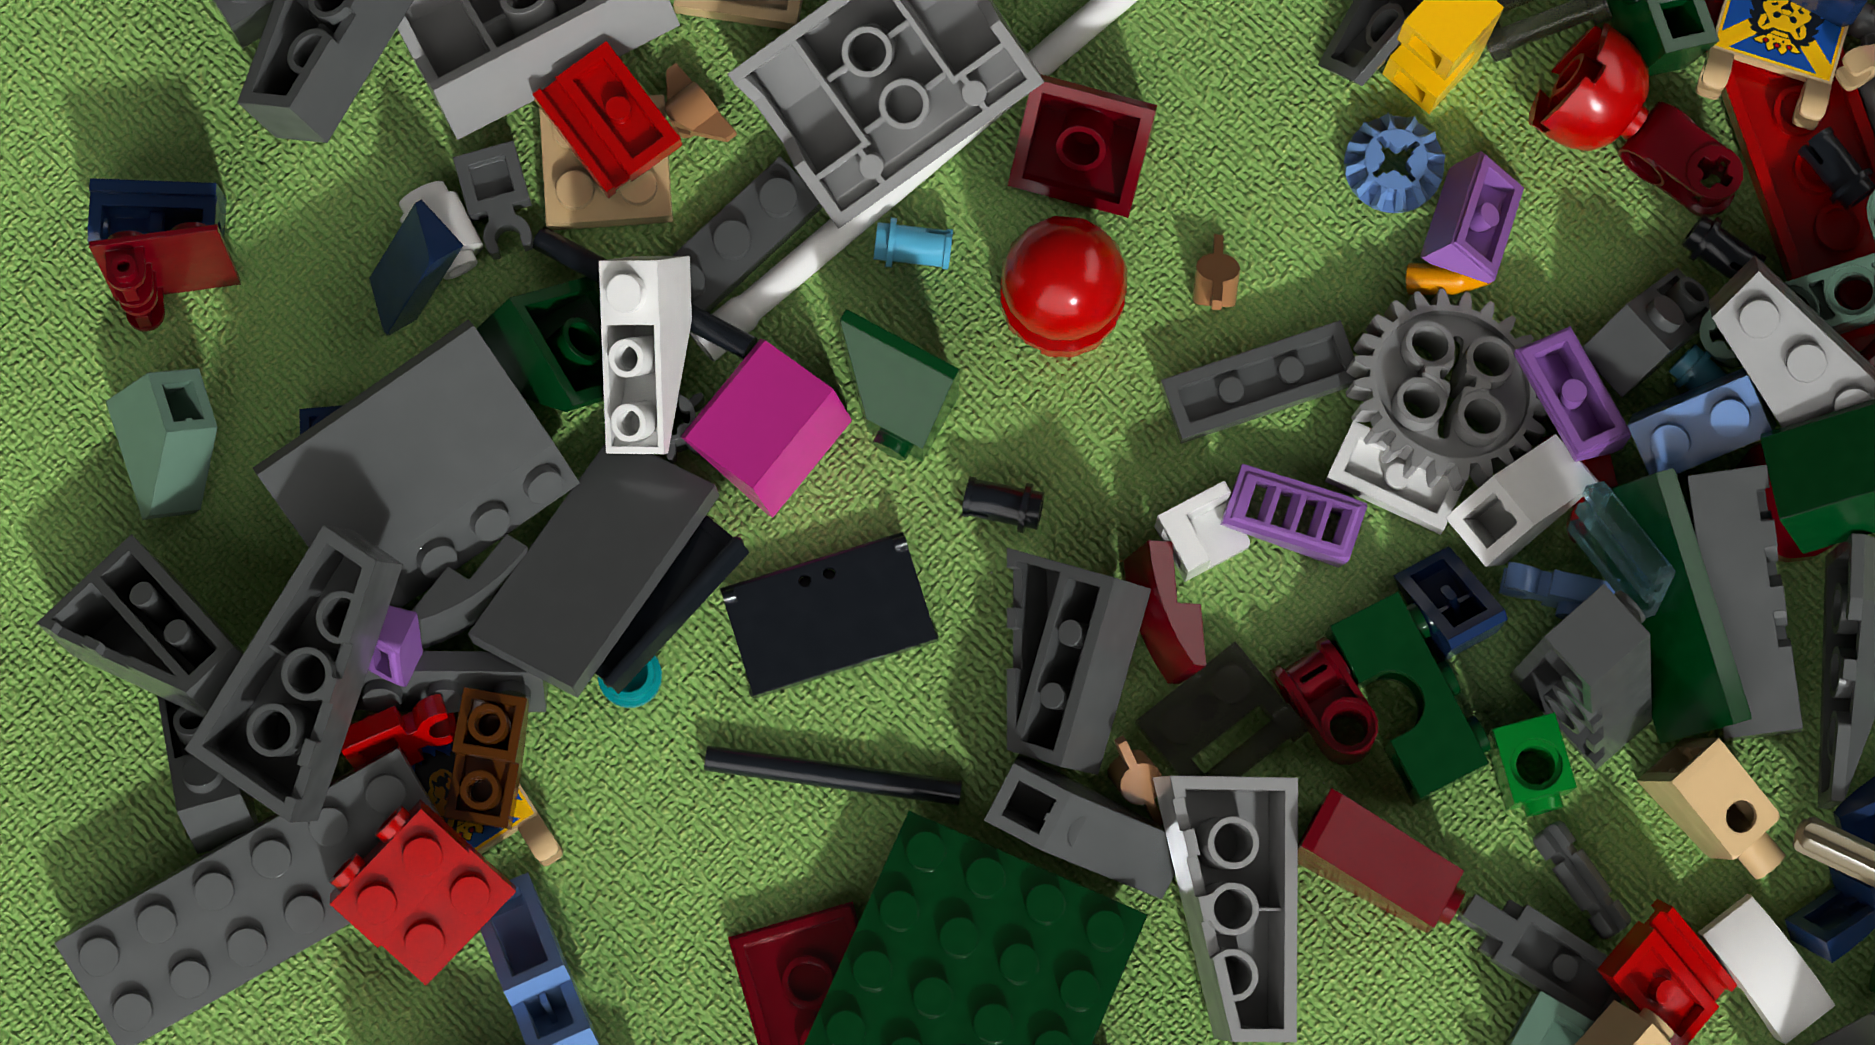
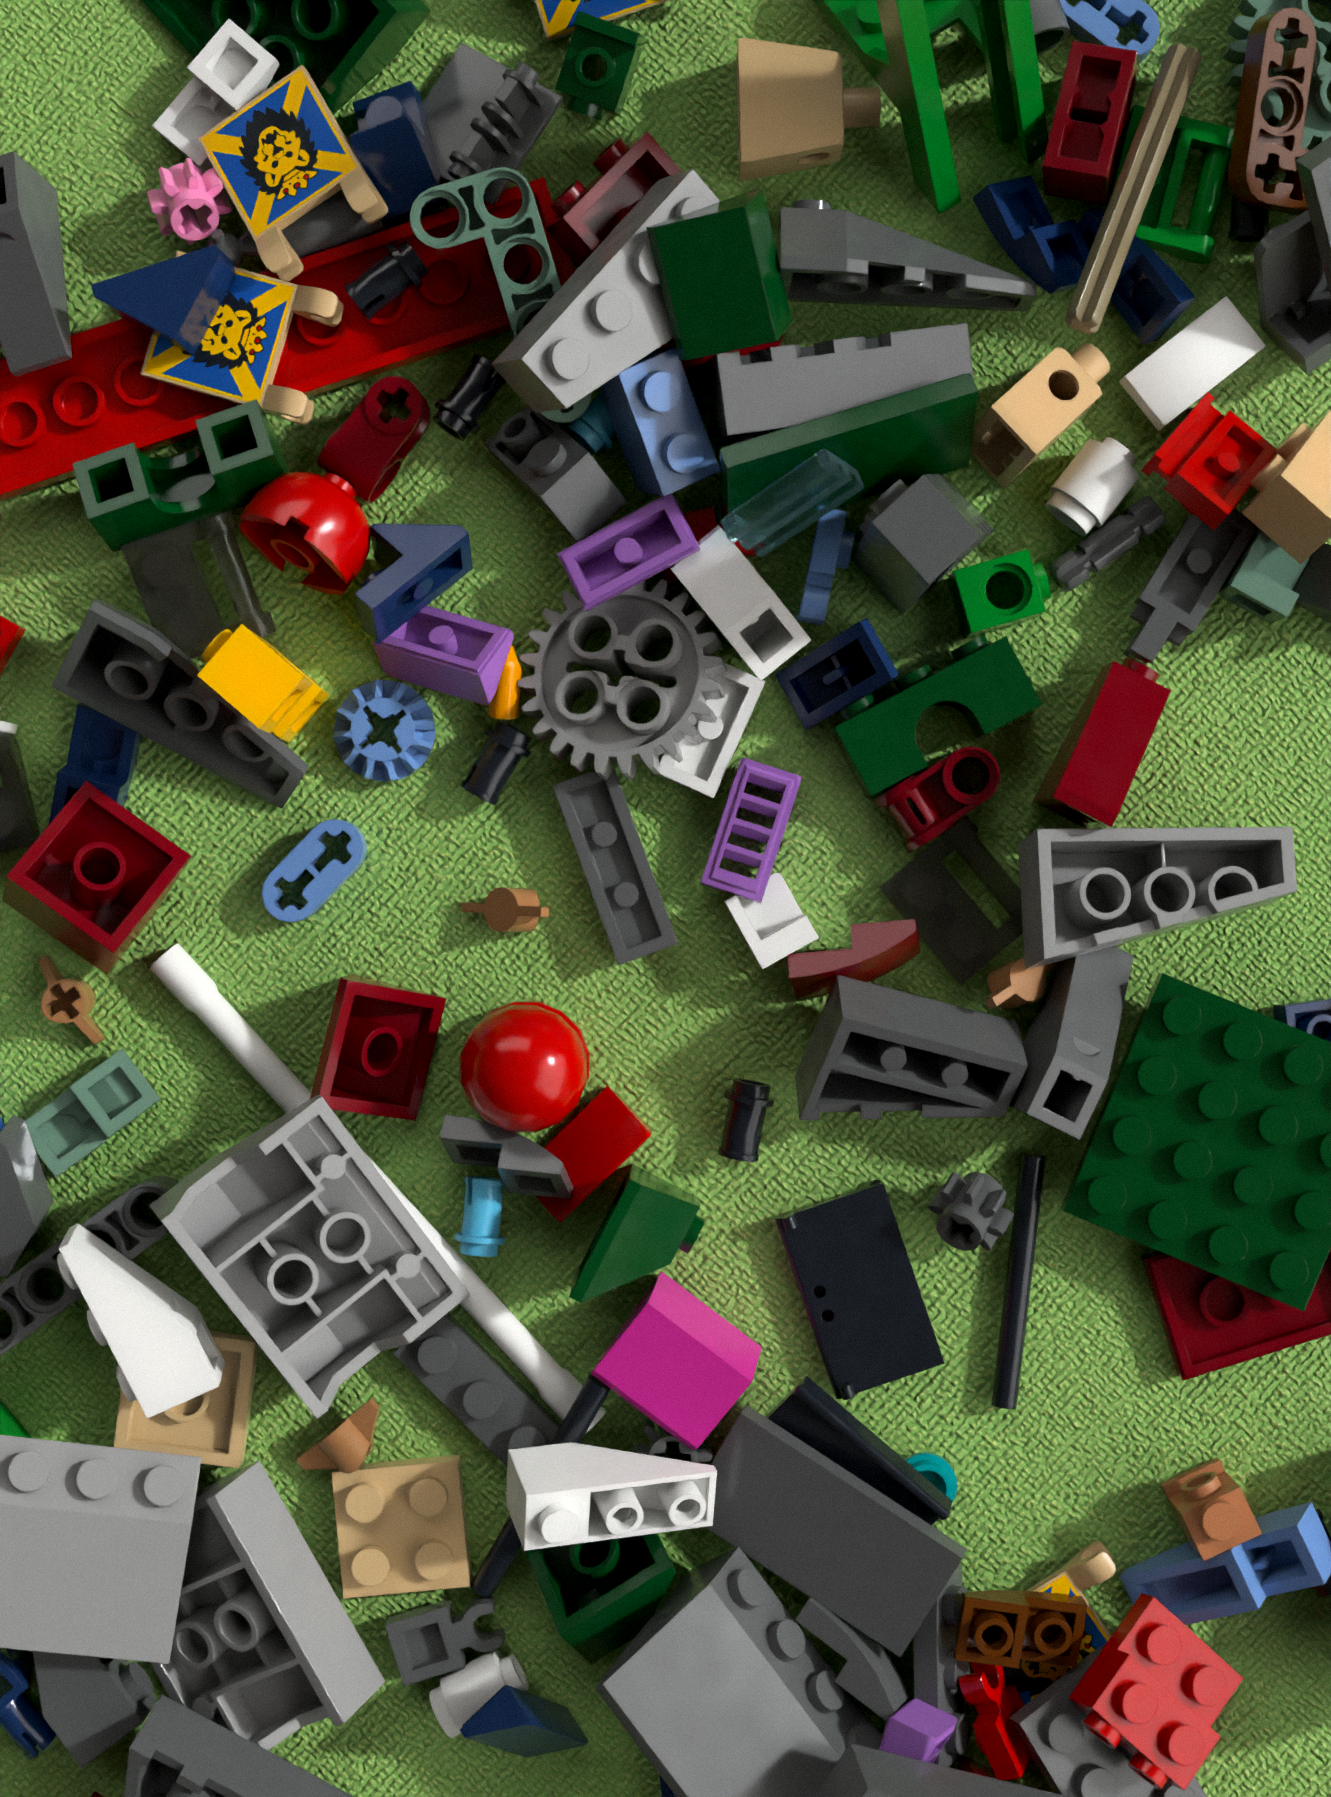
camera: 95 degrees left, 10 degrees up
(598, 958) = (1210, 1509): none -> nougat brick
(607, 119) = (364, 1536): red plate -> none
(908, 722) = (971, 1211): none -> dark grey gear
(970, 276) = (520, 1161): none -> dark grey slope
(972, 343) = (594, 1147): none -> red slope
(1247, 104) = (303, 859): none -> medium blue beam
(1363, 269) = (496, 761): none -> black pin
(1554, 196) = (417, 566): none -> dark blue slope
(1641, 862) = (1092, 485): none -> white brick

